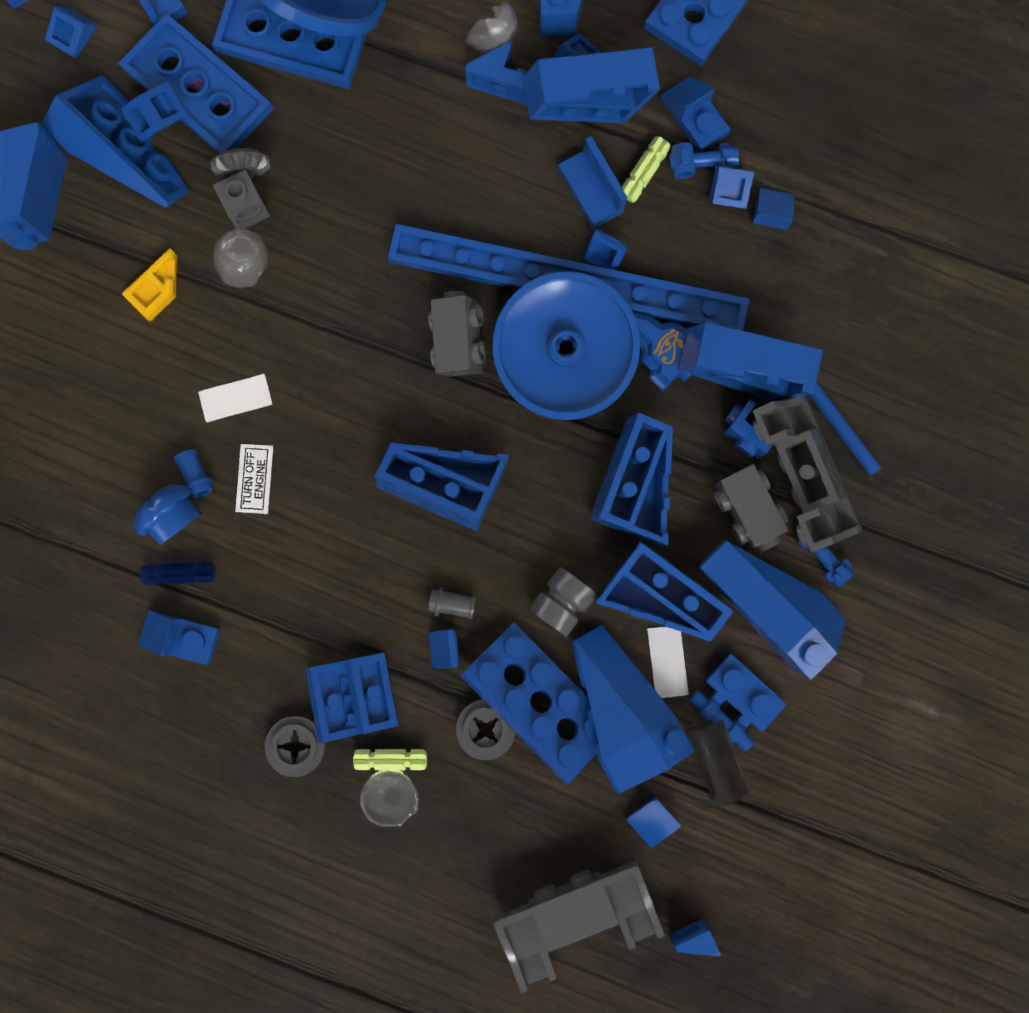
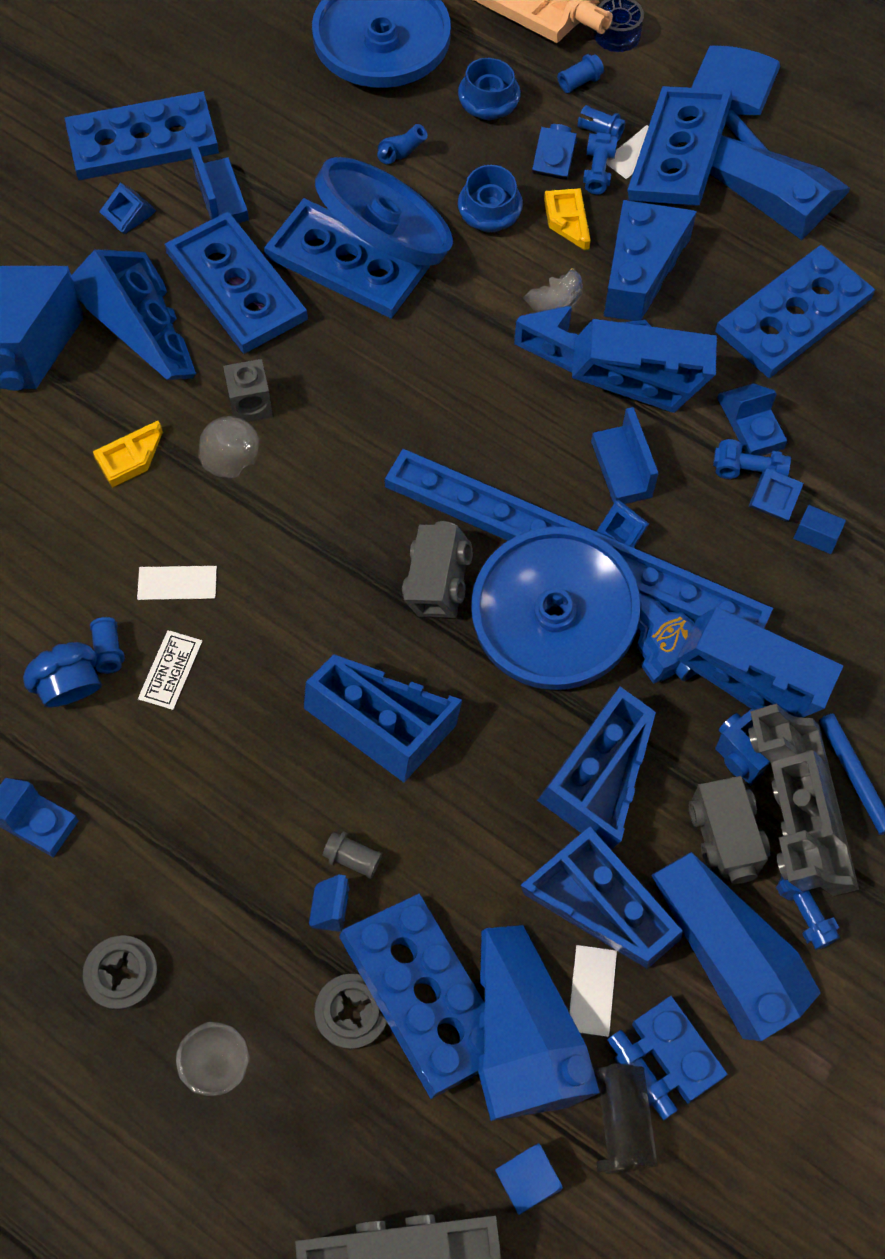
camera: 15 degrees right, 20 degrees down
(153, 111) = (185, 290): blue brick -> none
(177, 573) = (52, 745): clear blue axle -> none
(236, 160) = (254, 348): dark grey gear -> none
(351, 697) = (204, 932): blue slope -> none
(390, 758) = (256, 1025): yellowish green axle -> none
(563, 601) = (486, 878): dark grey wheel -> none
(645, 168) = (686, 458): yellowish green axle -> none

